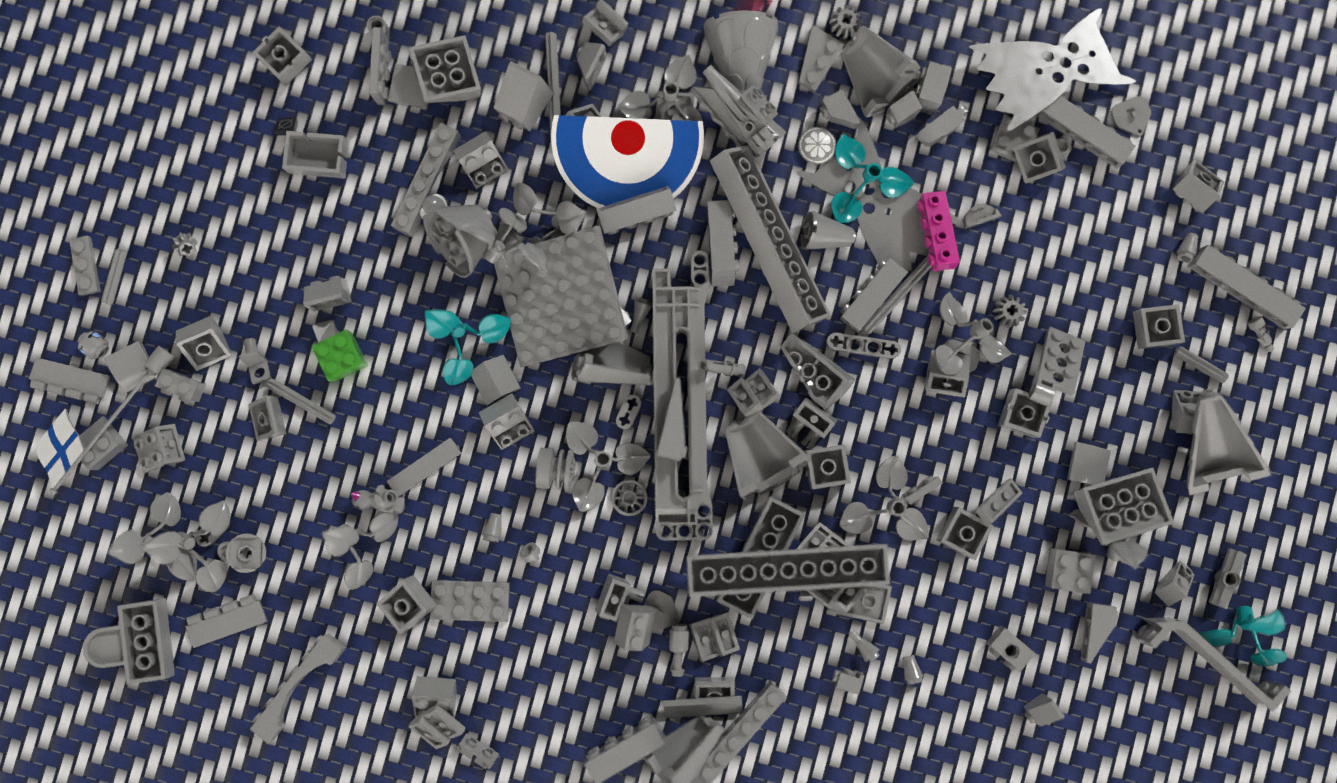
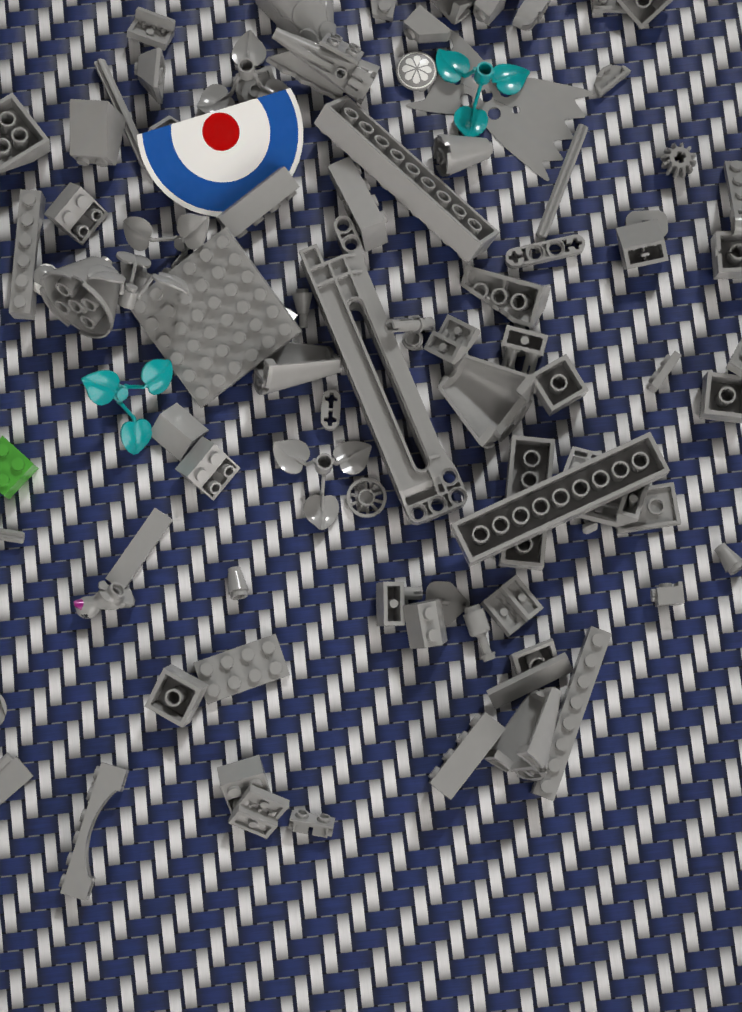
camera: 25 degrees left, 5 degrees down
(342, 538) = (83, 648): light grey plant -> none
(530, 552) = (285, 593): light grey tile -> none
(555, 469) = (278, 494): light grey wheel -> none
(672, 437) = (387, 406): light grey slope -> none
(720, 380) = (412, 340): none -> light grey plate
(867, 650) = (675, 556): light grey cone -> none
(873, 295) = (534, 196): light grey brick -> none
(911, 524) = (667, 411): light grey plant -> none
(938, 231) = (574, 107): dark pink brick -> none
(991, 348) = (655, 186): light grey plant -> none

